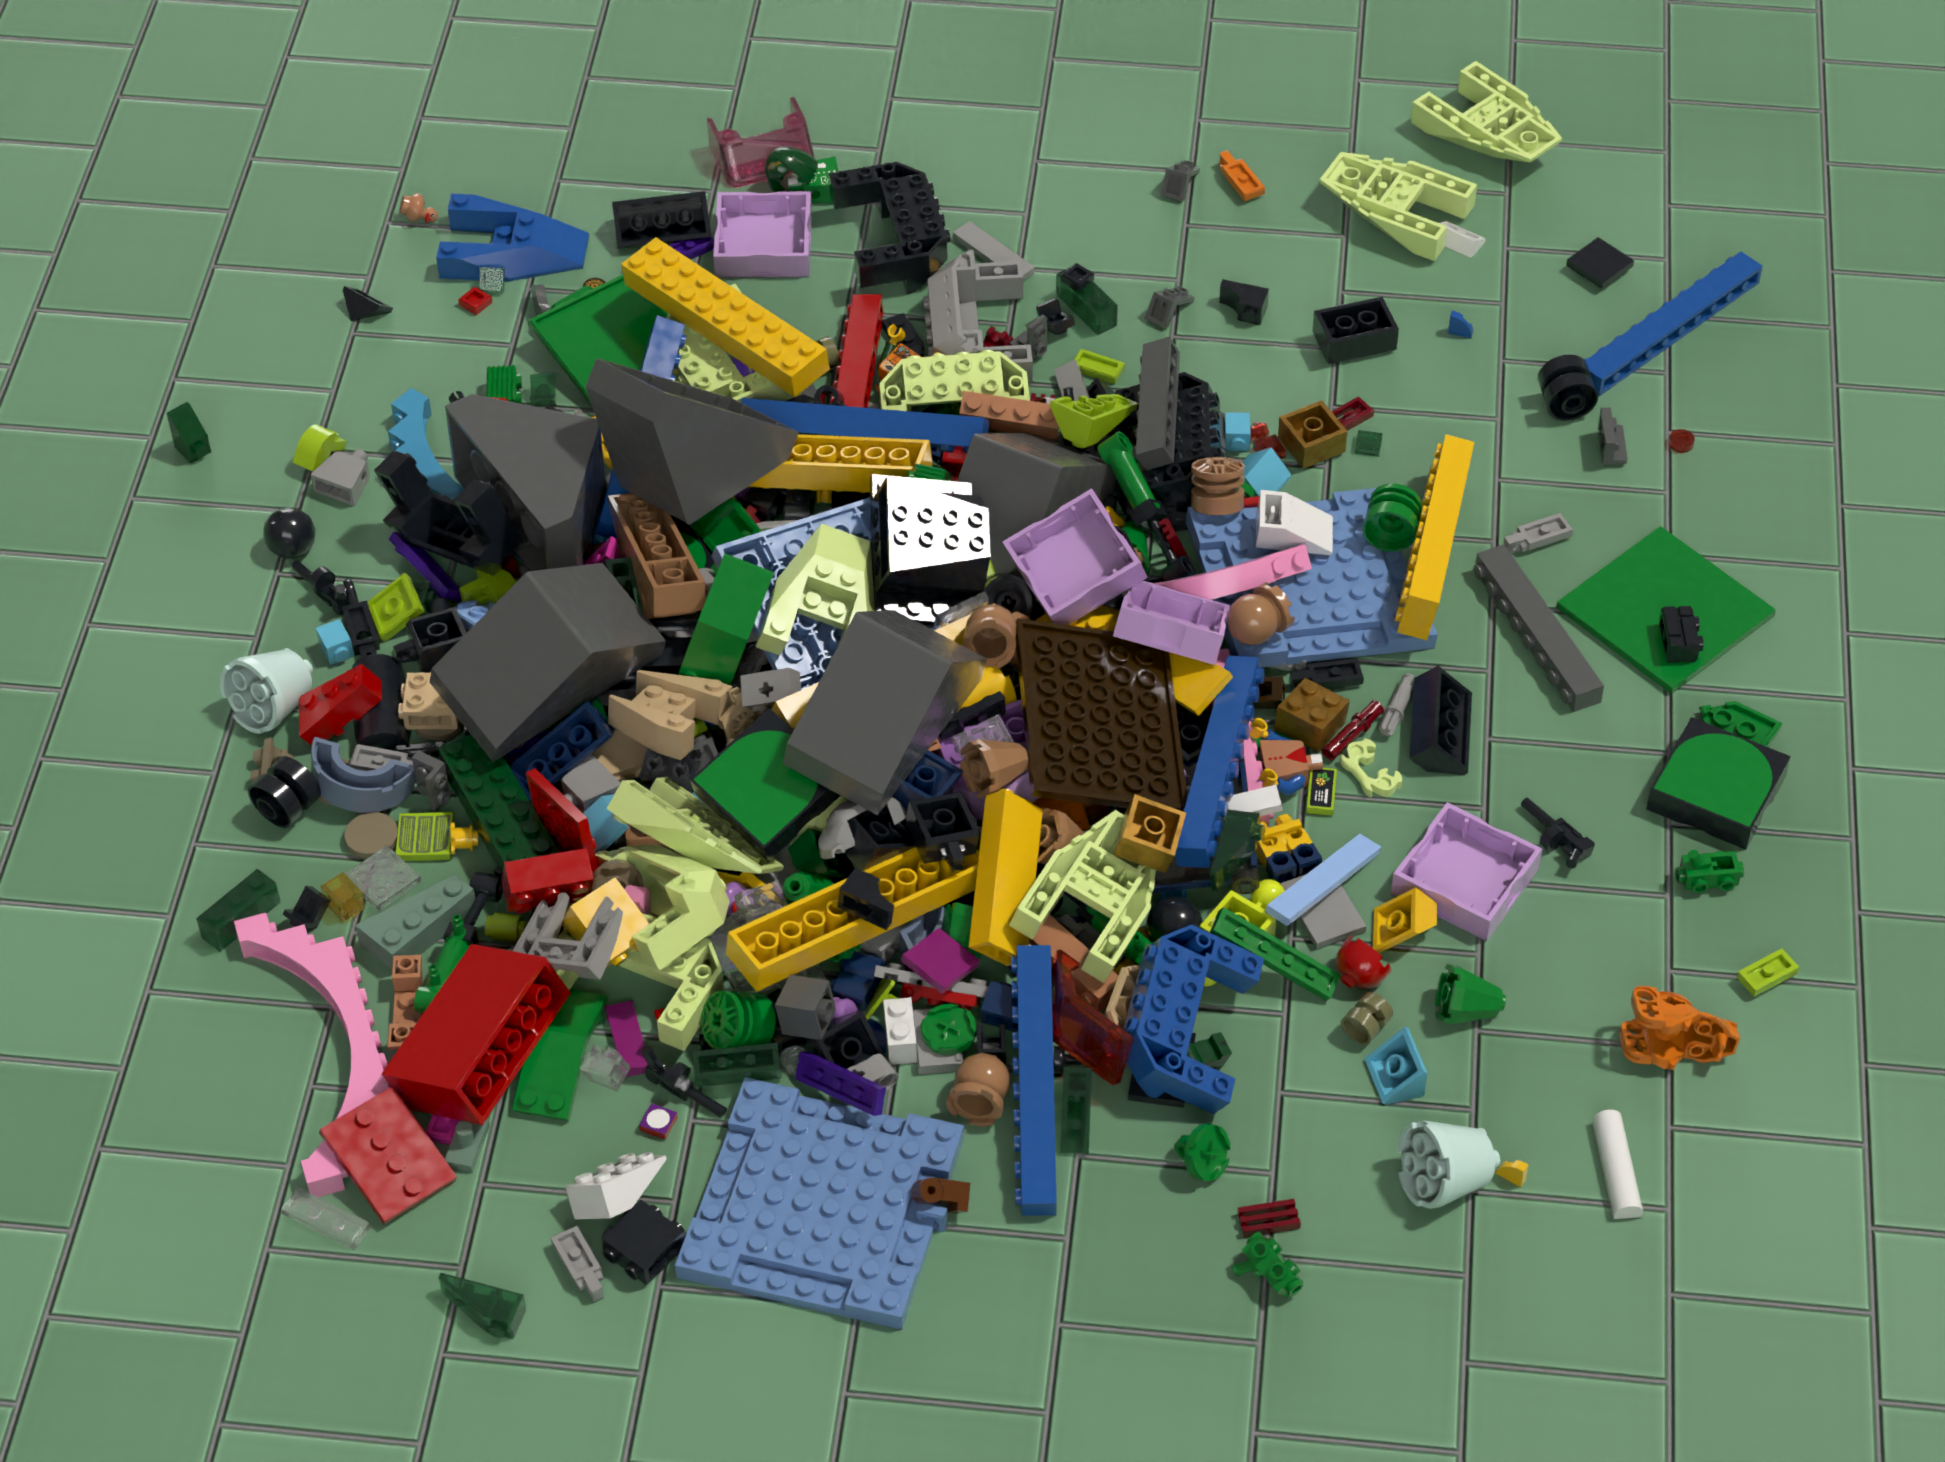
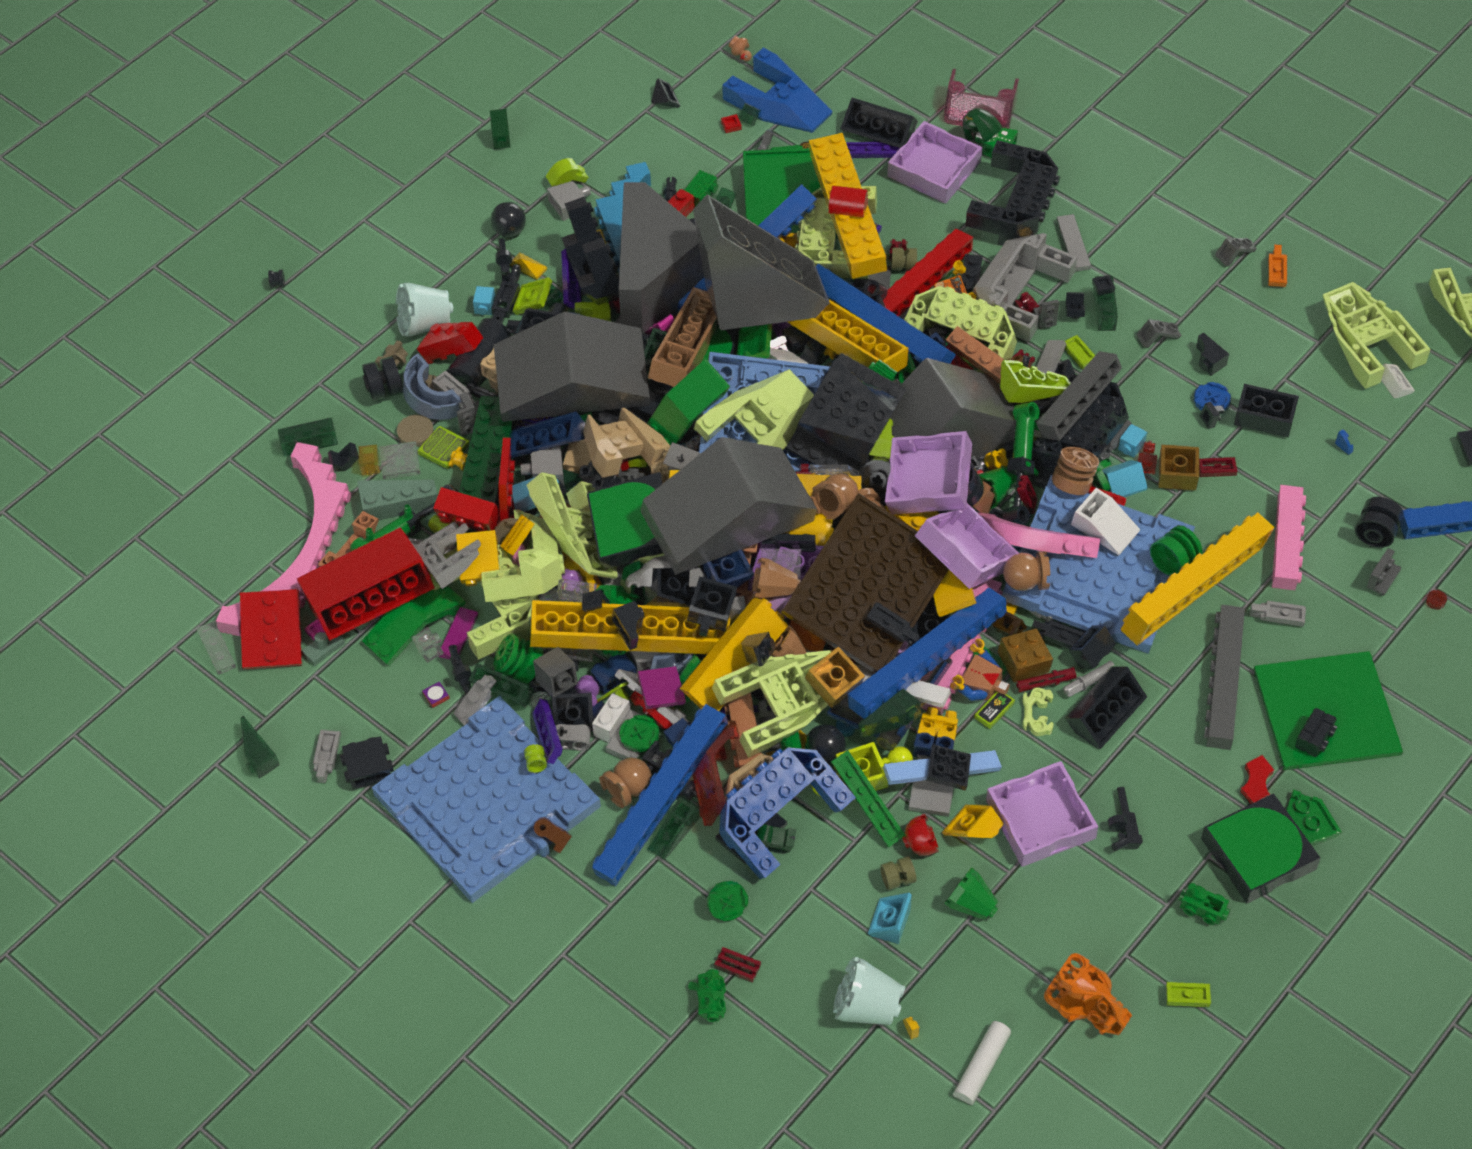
camera: 35 degrees right, 5 degrees up
(31, 745) = (276, 278): none -> black wheel
(361, 576) = (529, 266): none -> yellow slope
(613, 1186) = (374, 719): white slope -> none
(630, 874) = (517, 535): none -> yellow tile
(720, 1097) = (475, 699): none -> light grey hinge
(735, 306) = (848, 201): none -> red brick
(800, 895) = (593, 600): none -> black bracket
(858, 1120) = (535, 758): none -> lime wheel
(1039, 848) = (758, 648): none -> black slope
(1160, 746) = (891, 624): none -> black hinge
(1282, 347) = (1213, 393): none -> blue tile
(1298, 363) = (1211, 414): none -> black tile
(1333, 873) = (948, 767): none -> black tile
(1368, 443) = (1216, 492): clear green tile -> none
(1376, 668) = (1092, 647): none -> black piece
(1489, 457) = (1288, 537): none -> bright pink brick
(1651, 711) = (1258, 772): none -> red tile

